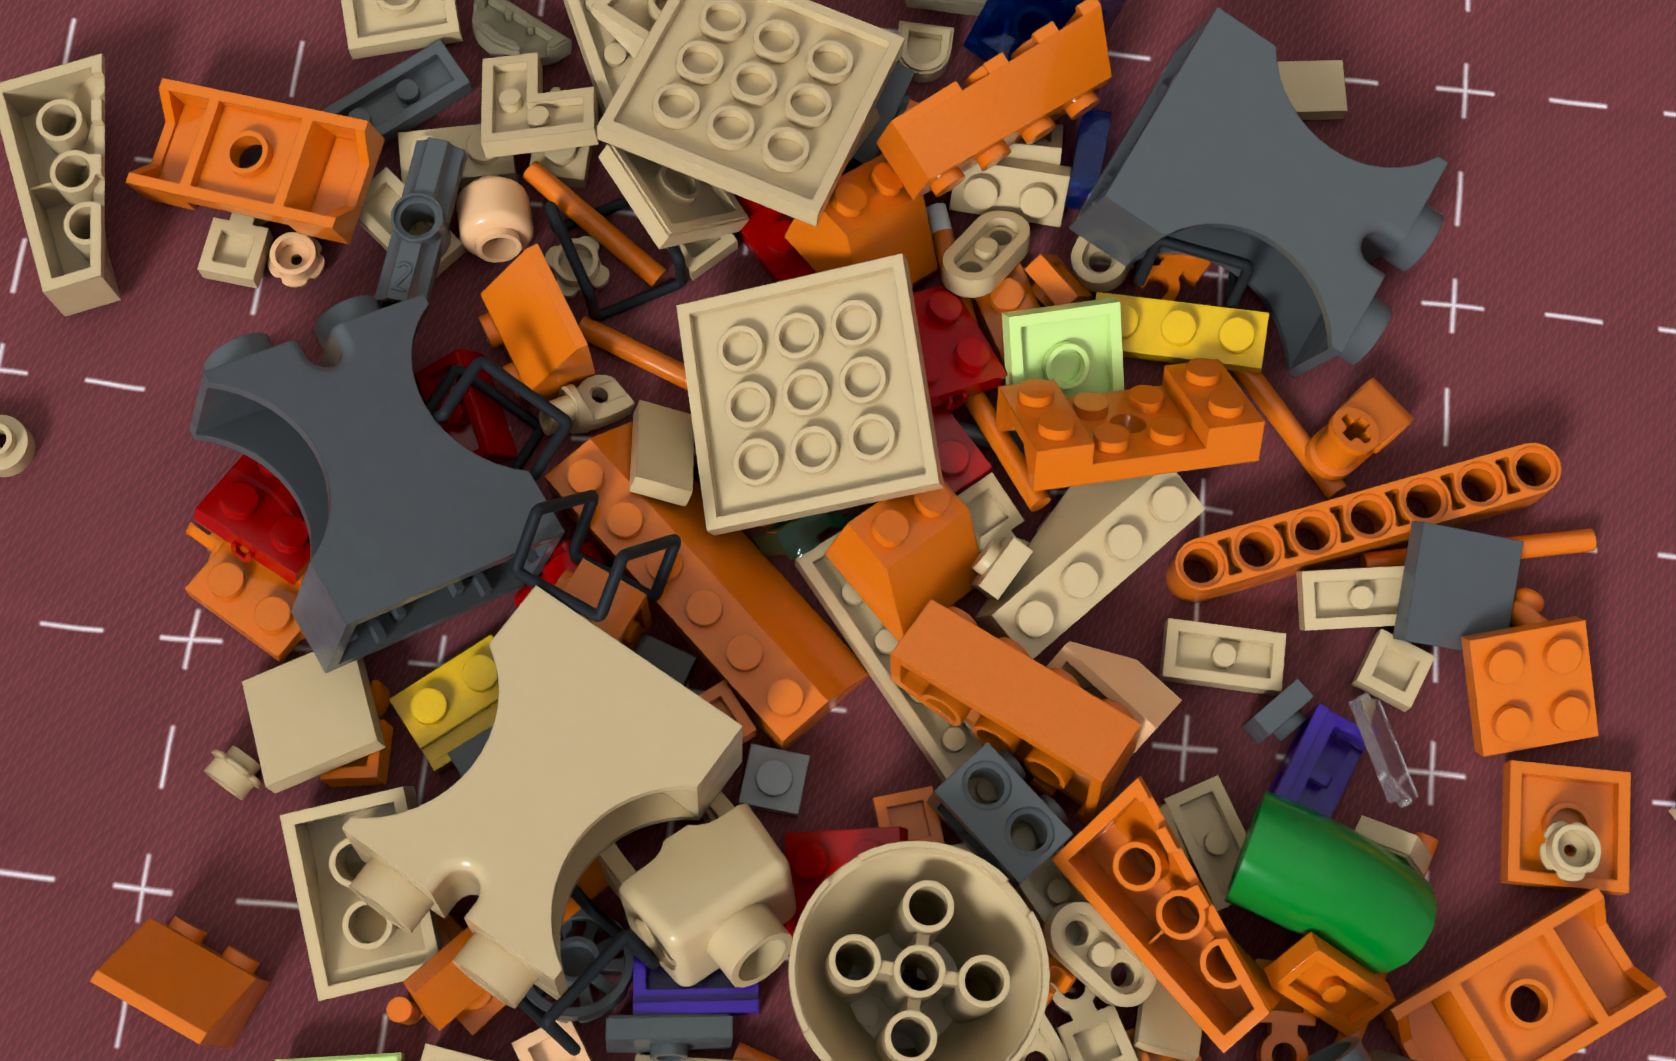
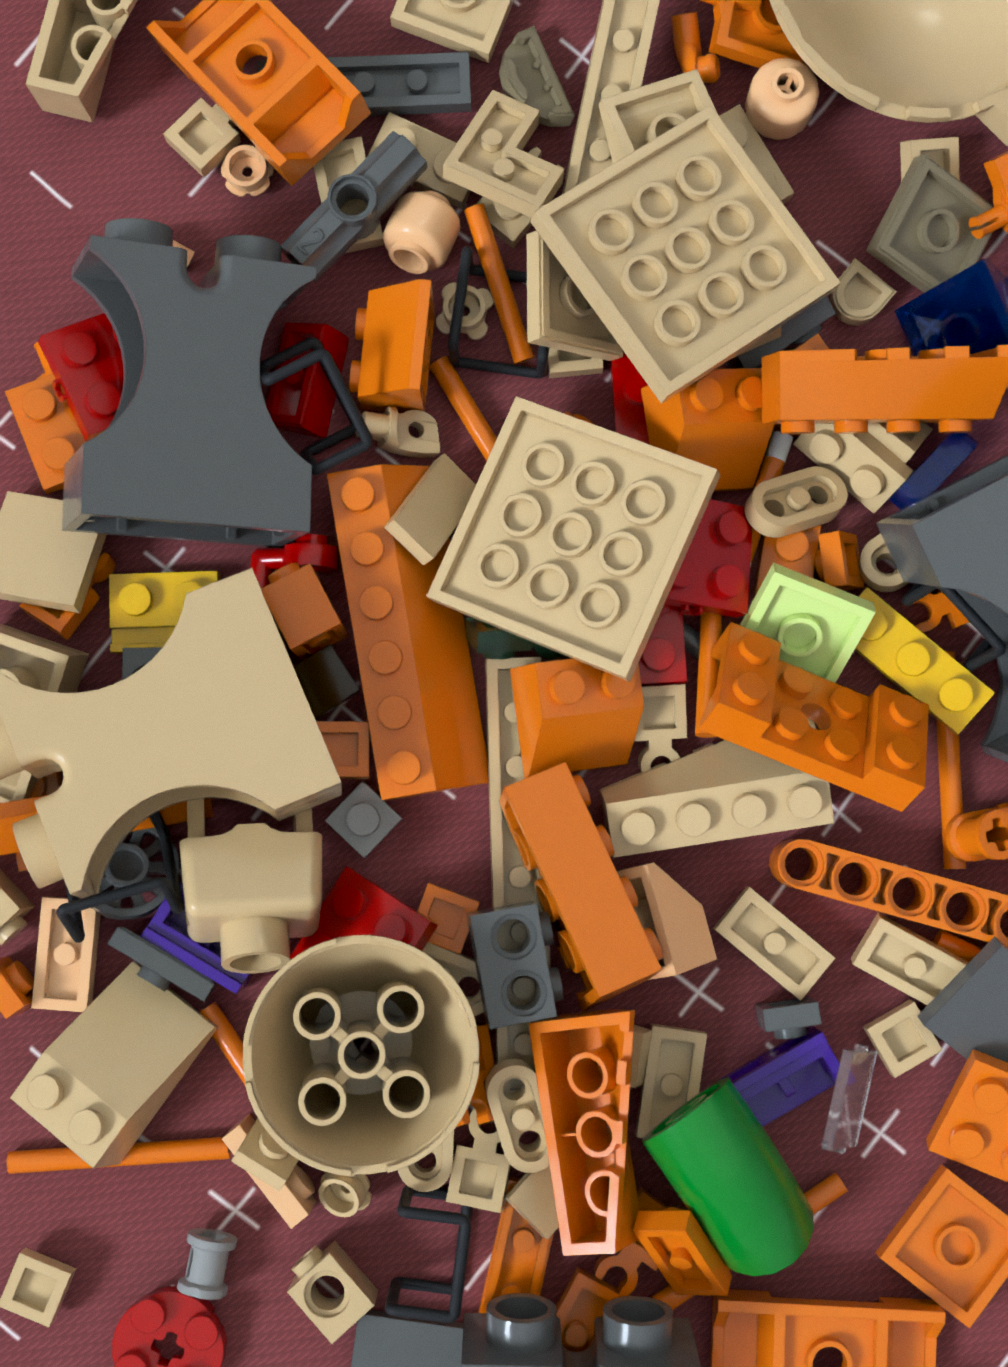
camera: 35 degrees right, 10 degrees up
(590, 500) = (335, 592): black piece -> none
(999, 565) = (640, 765): tan plate -> none
(1397, 841) = (806, 1175): tan tile -> none
(1586, 850) = (958, 1274): tan plate -> none

